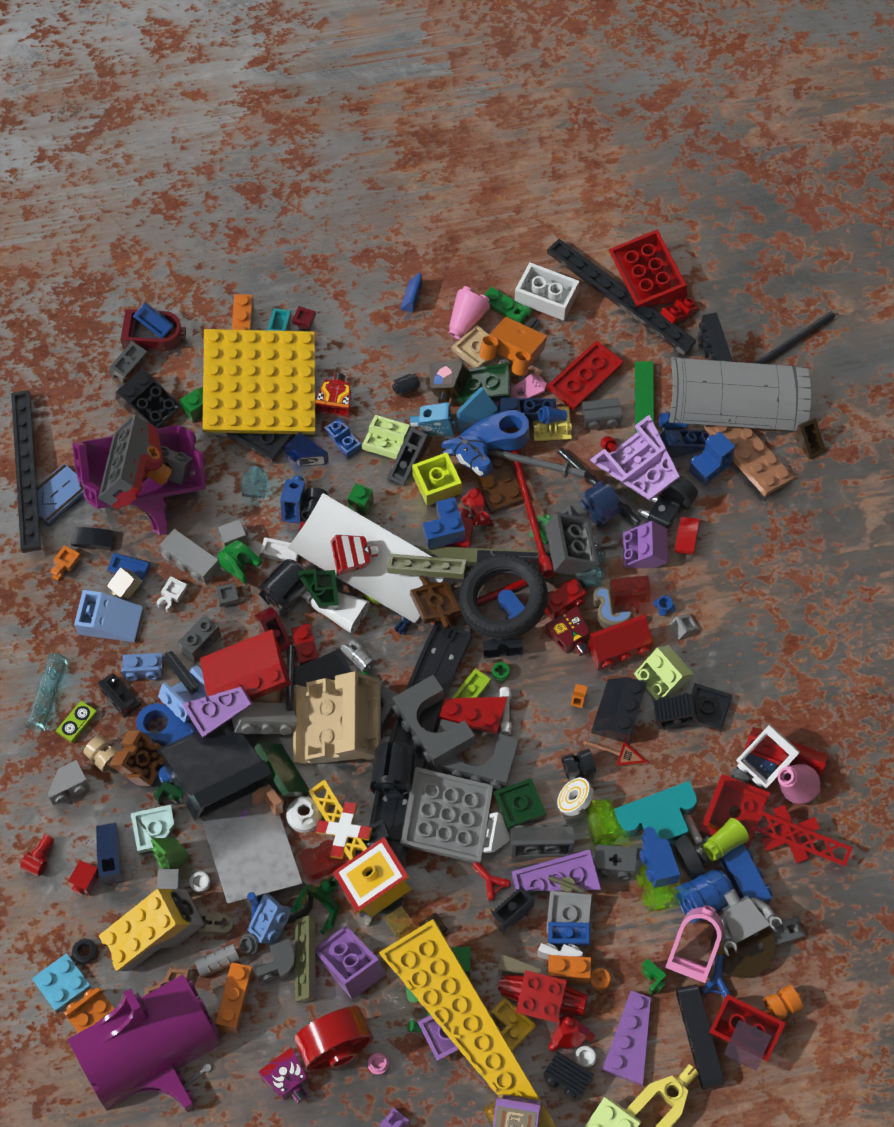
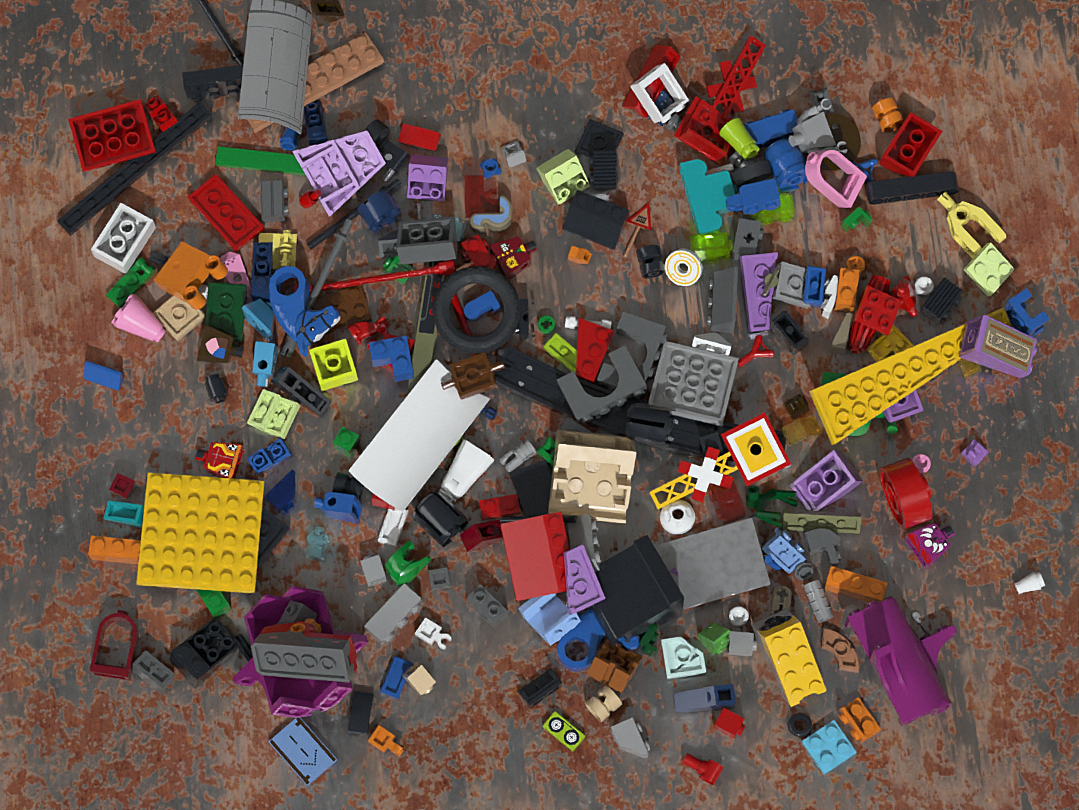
camera: 85 degrees left, 10 degrees up
(26, 472) = (275, 779): black plate -> none
(46, 692) = (529, 761): clear light blue brick -> none
(107, 617) = (455, 696): light blue slope -> none
(142, 666) = (509, 665): medium blue bracket -> none
(153, 320) = (107, 642): blue tile -> none
(181, 672) = (522, 625): black axle -> none
(268, 795) = (664, 542): nougat bracket -> none
(282, 769) = (645, 525): dark green tile -> none
(321, 587) = (451, 479): dark green slope -> none
(351, 553) = (417, 448): red torso -> none
(426, 566) = (436, 378): olive plate -> none
(519, 803) = (683, 319): dark green plate -> none
(551, 415) = (276, 247): blue cone -> none
(620, 642) = (531, 210): red slope -> none
(629, 1044) = (911, 247): medium lavender wing -> none
(714, 459) = (338, 100): blue brick -> none
(747, 1045) = (928, 145): clear purple piece -> none
(799, 783) = (681, 65): bright pink cone -> none

